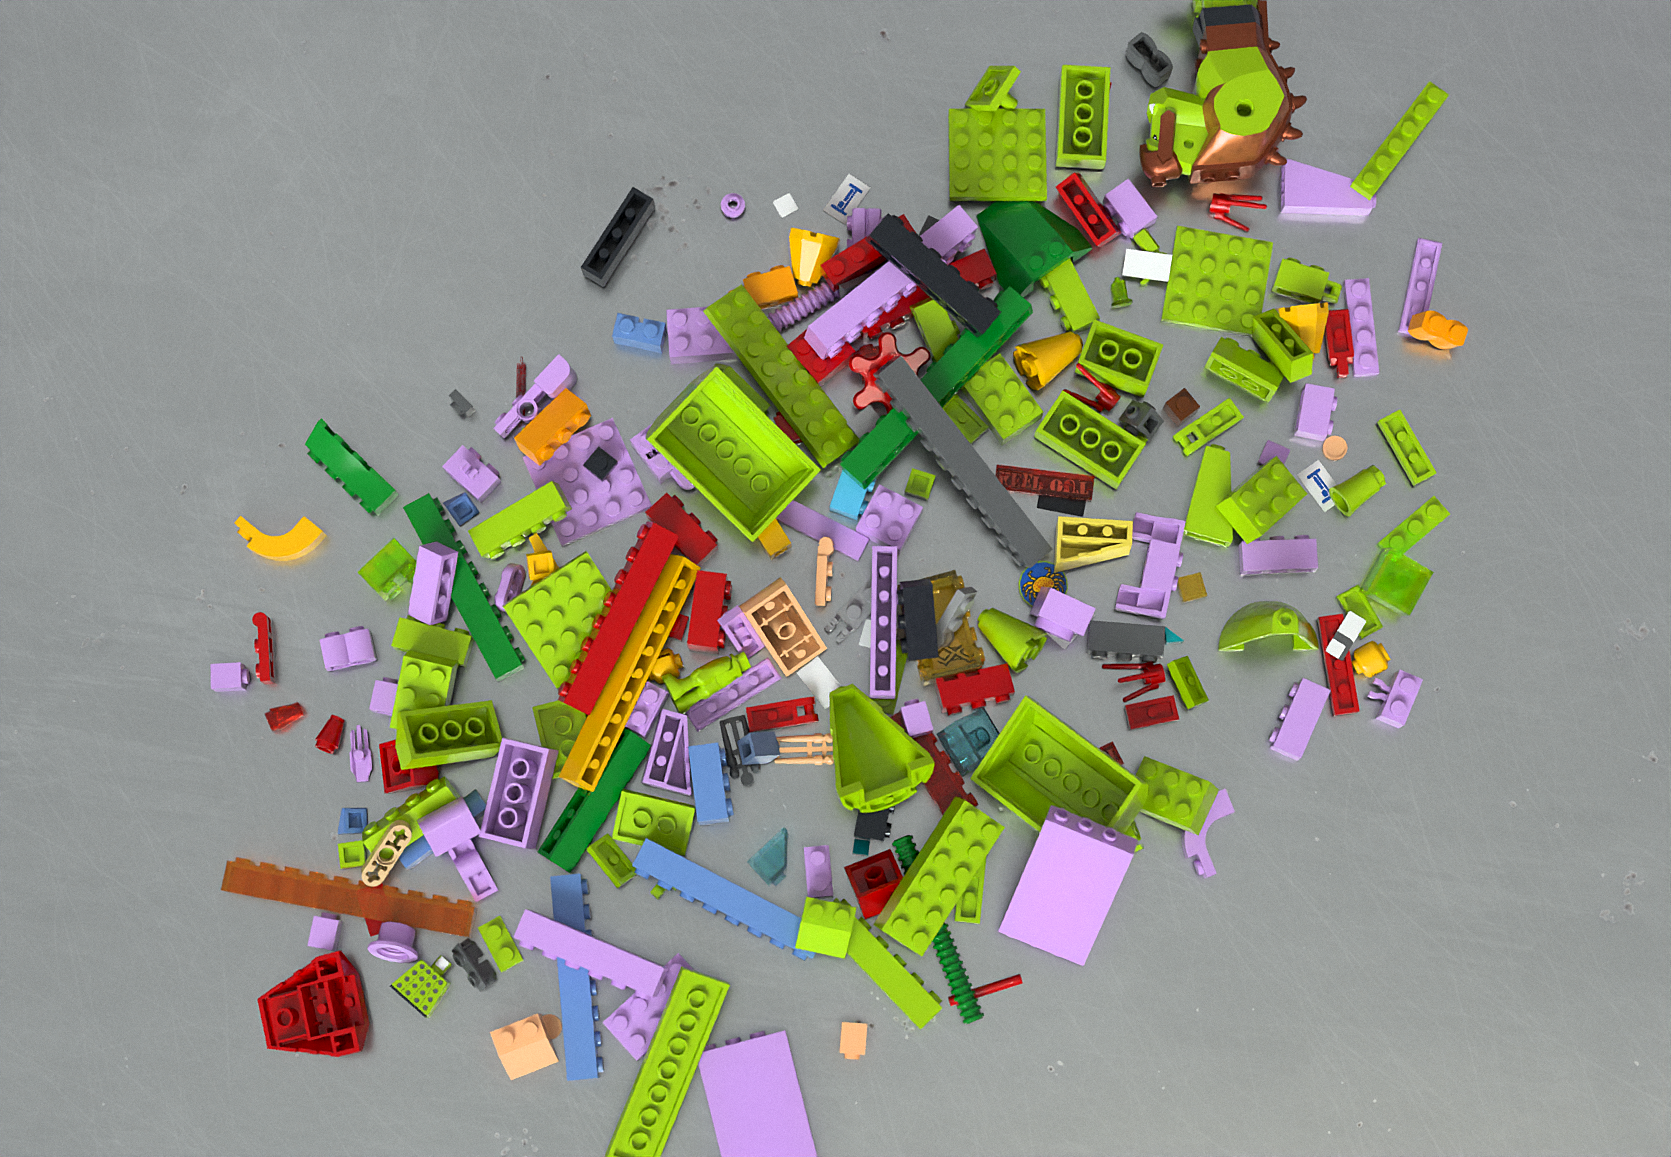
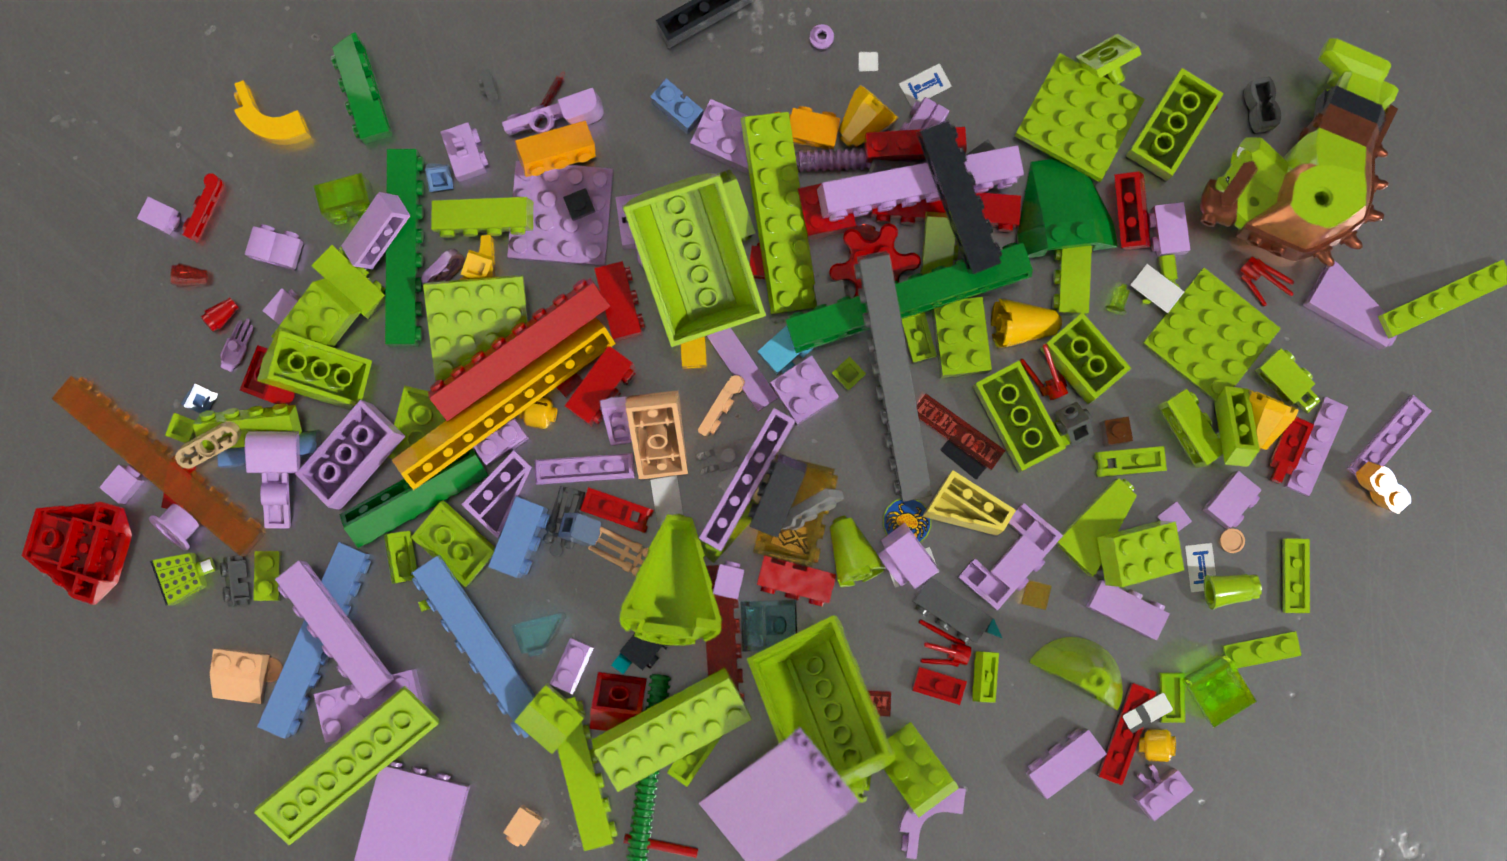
camera: 25 degrees right, 5 degrees up
(708, 679) = (567, 444): lime piece -> none

